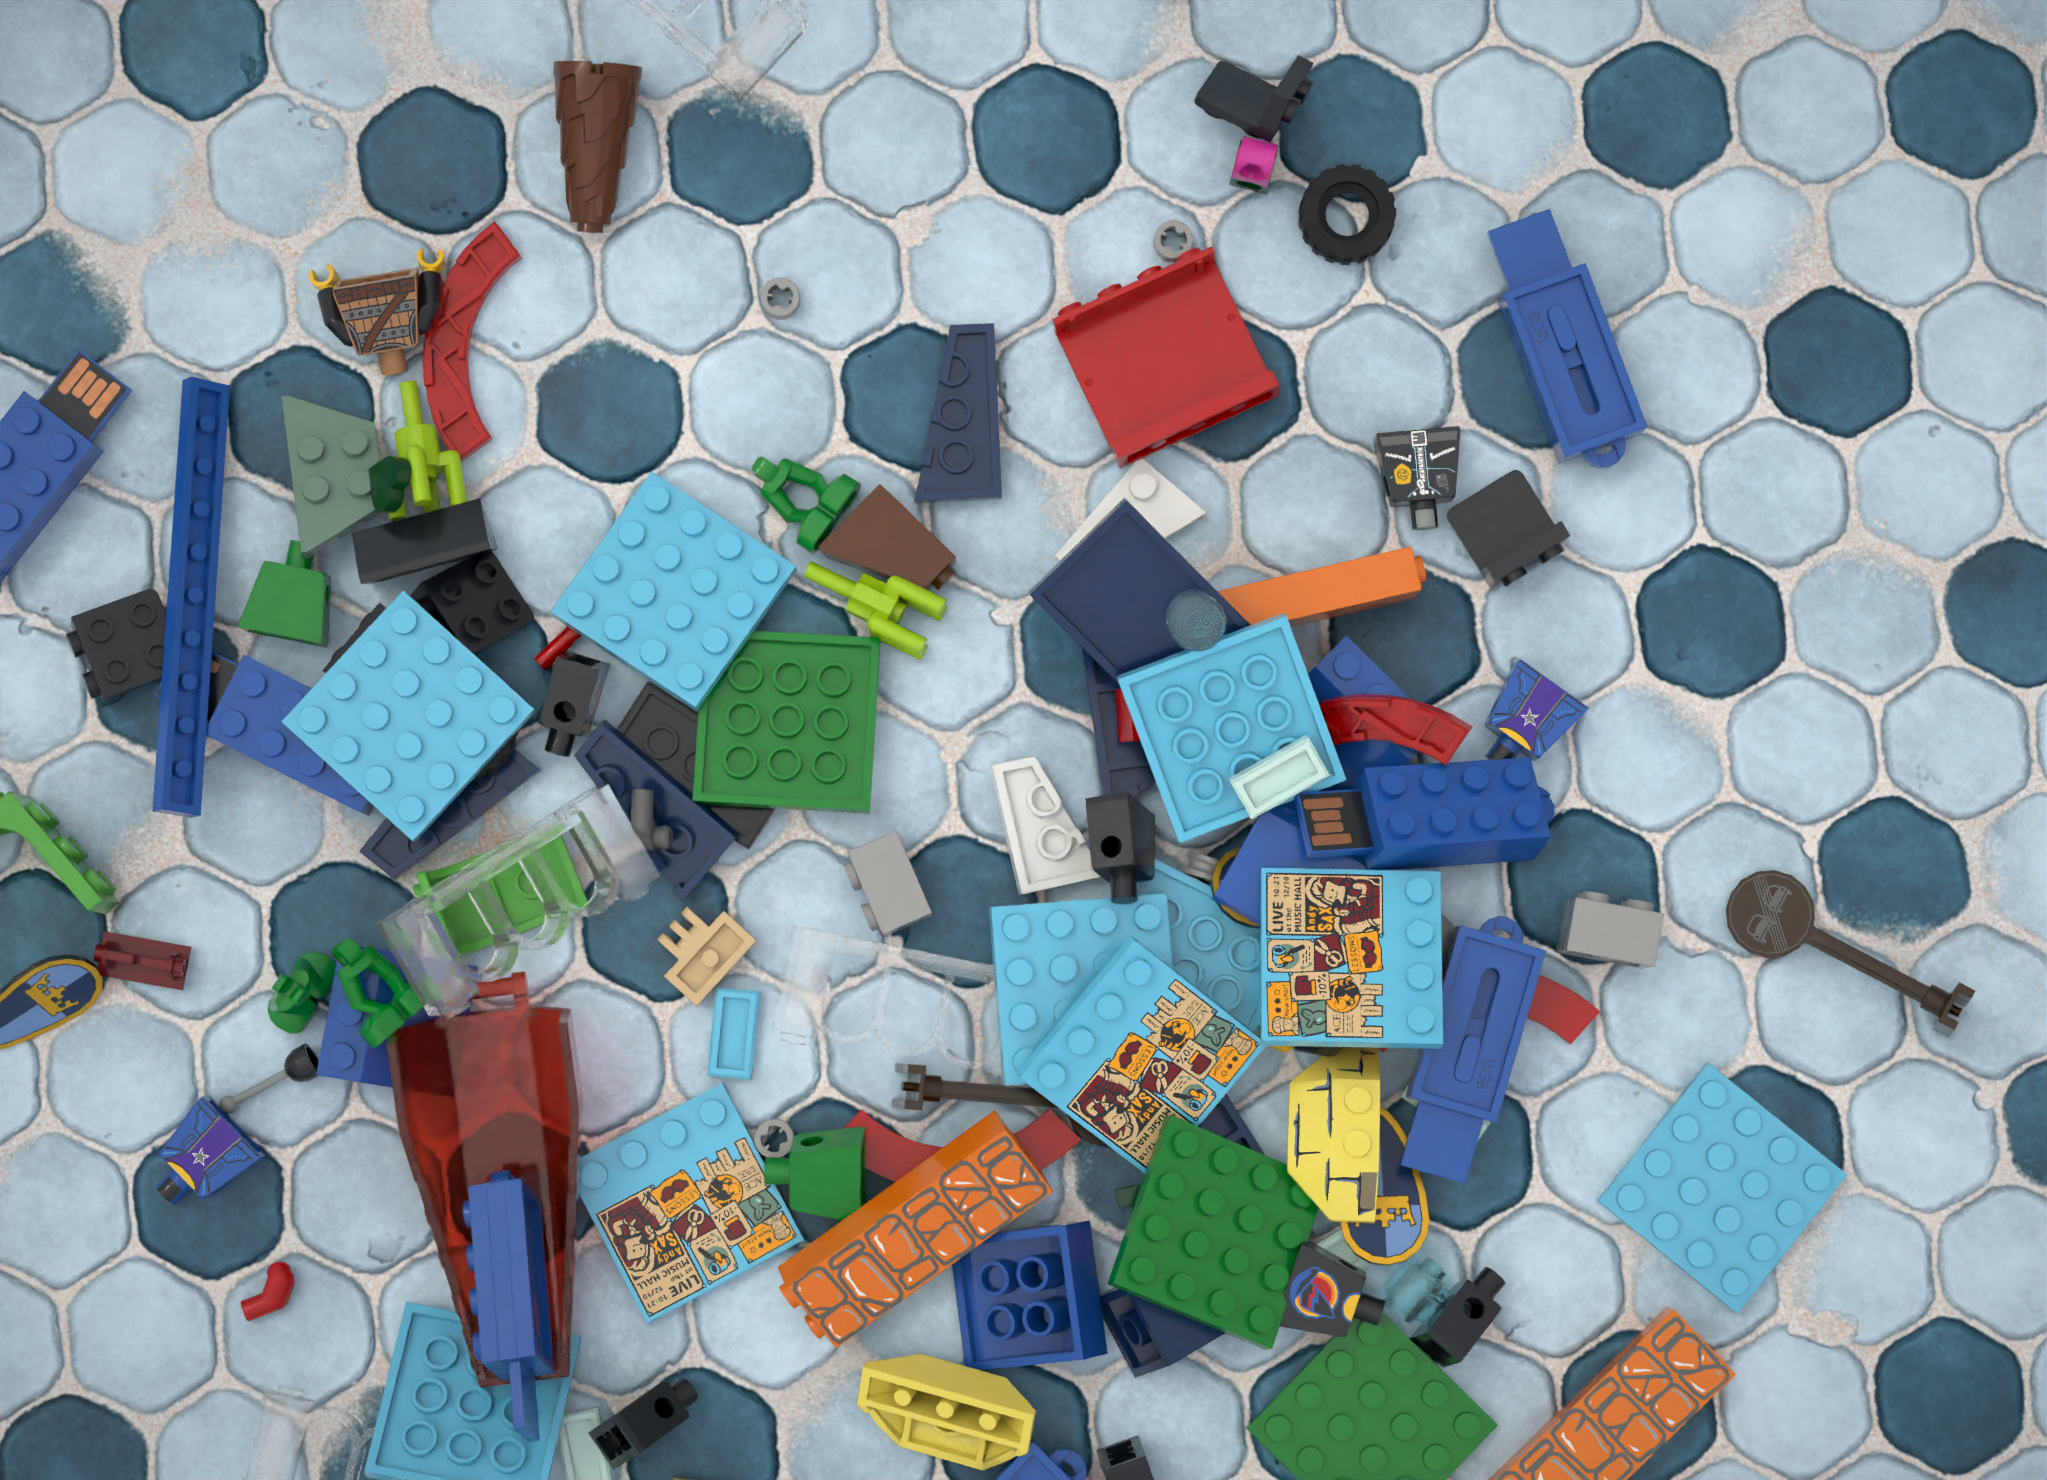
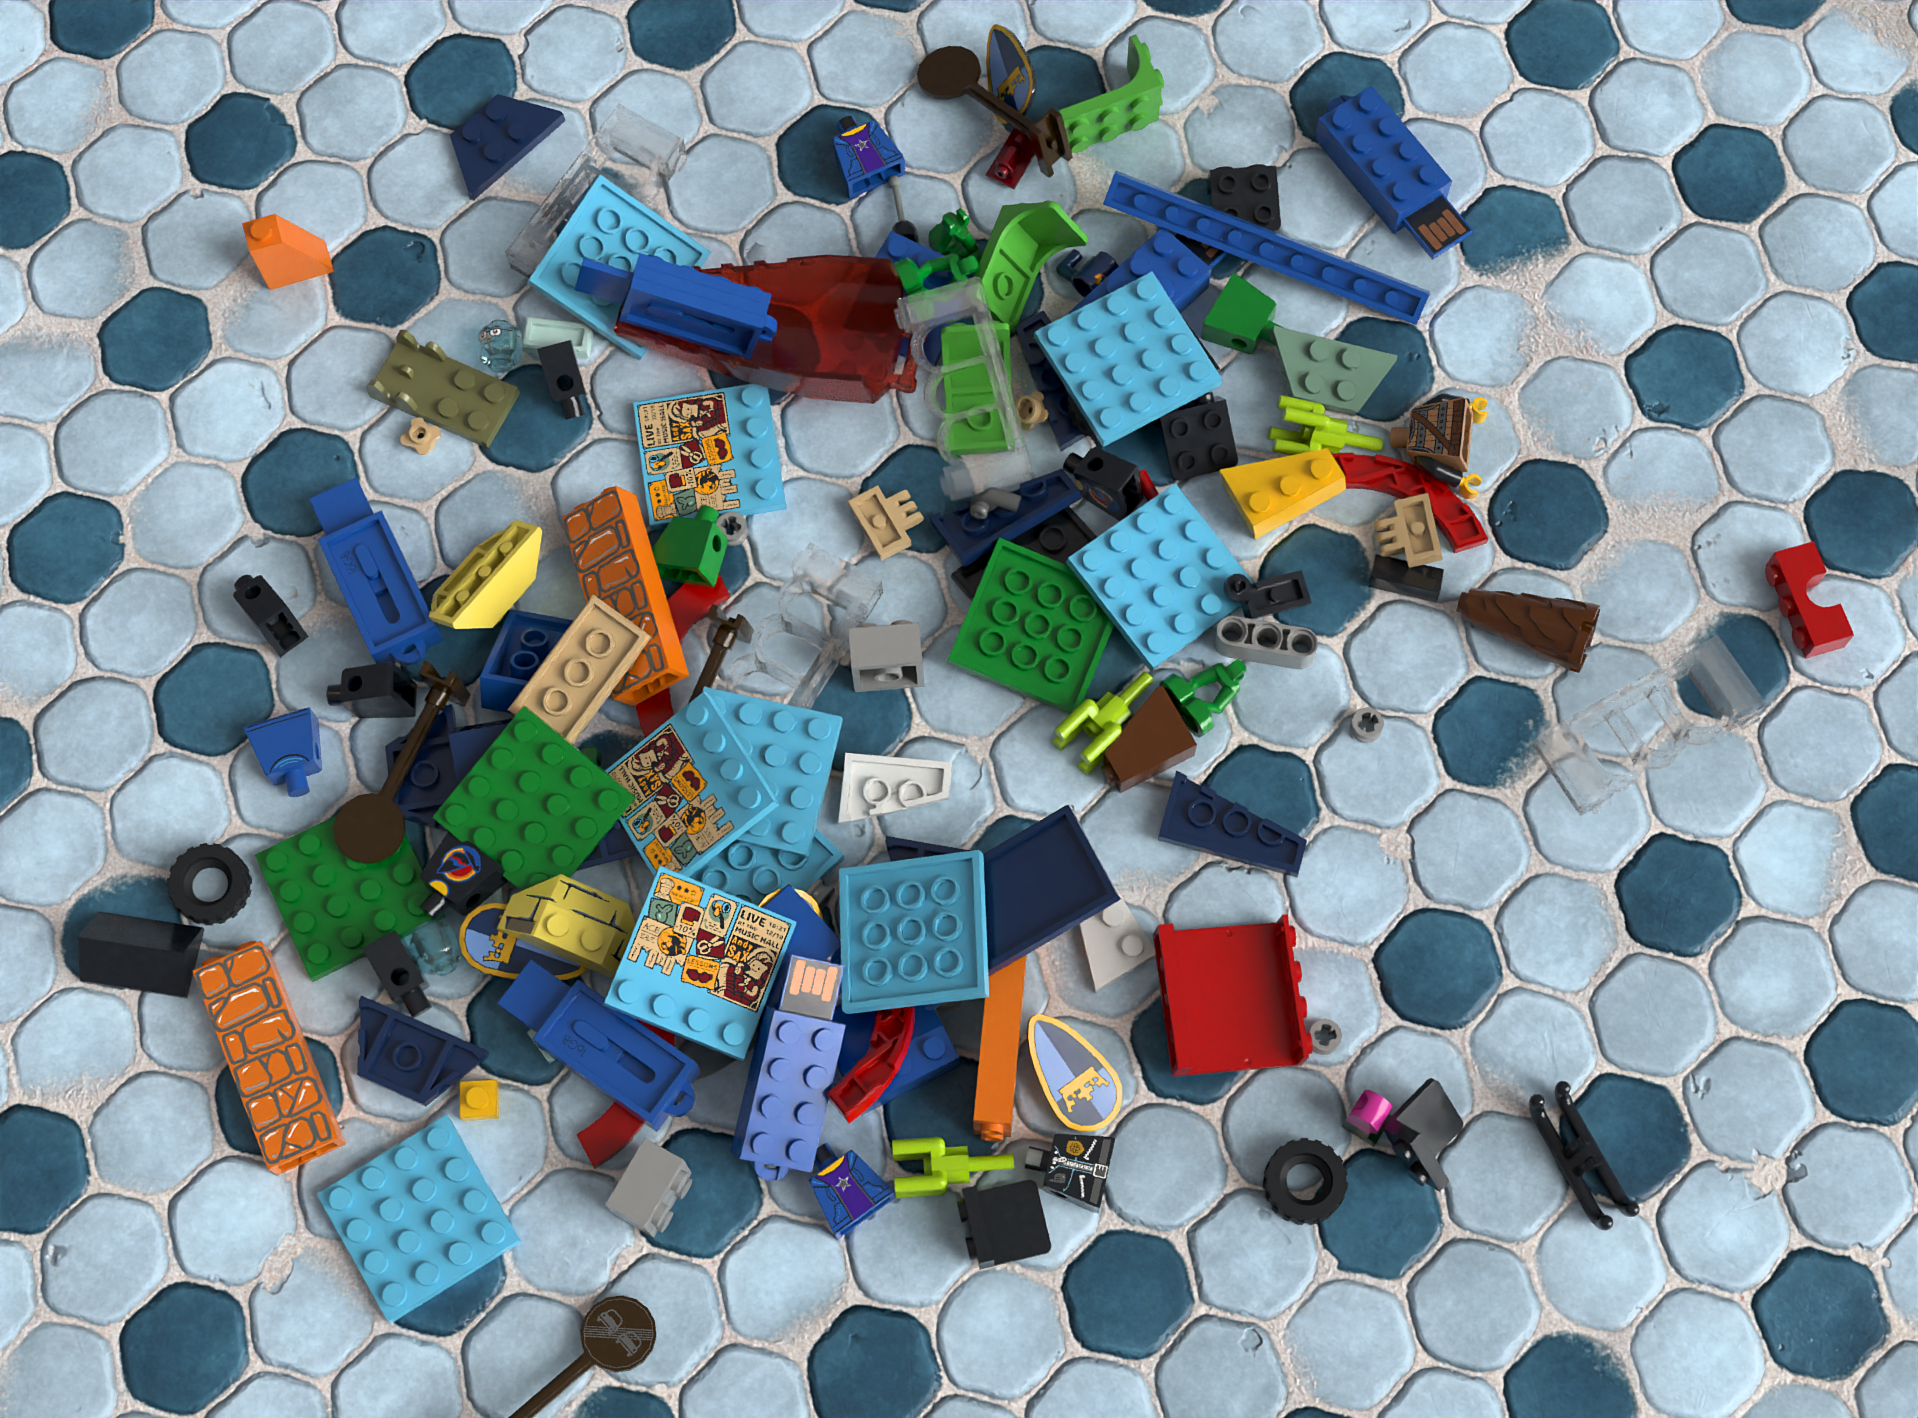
camera: 115 degrees right, 15 degrees down
(48, 1082) = (955, 72): none -> dark brown piece
(274, 1295) = (751, 173): red arm -> none
(287, 804) = (1090, 274): none -> dark blue piece
(303, 910) = (1017, 250): none -> bright green bracket
(388, 483) = (1308, 399): dark green tile -> none
(422, 542) = (1255, 409): black slope -> none
(500, 832) = (1031, 410): none -> tan plate
(514, 481) = (1282, 488): none -> yellow wedge
(517, 312) = (1410, 532): none -> tan hinge
(574, 304) = (1396, 577): none -> black slope
(658, 457) = (1268, 595): none -> black hinge
(717, 423) = (1281, 635): none -> light grey beam
(733, 1033) = (819, 525): medium azure tile -> none
(1037, 1235) = (582, 669): none -> tan tile
(1121, 843) = (855, 830): black torso -> none
(1195, 620) = (1004, 921): clear light blue head -> none
(1205, 1391) = (431, 774): none -> dark blue wing
(1279, 776) = (861, 955): light aqua tile -> none
(1297, 1423) = (372, 824): none -> dark brown piece
(1316, 505) = (1073, 1075): none -> shield
(1470, 618) = (941, 1166): none -> lime plant
(1545, 1271) = (411, 1055): none -> dark blue wing
(1564, 344) = (1142, 1320): blue piece -> none
(1568, 1171) = (479, 1100): none -> yellow plate

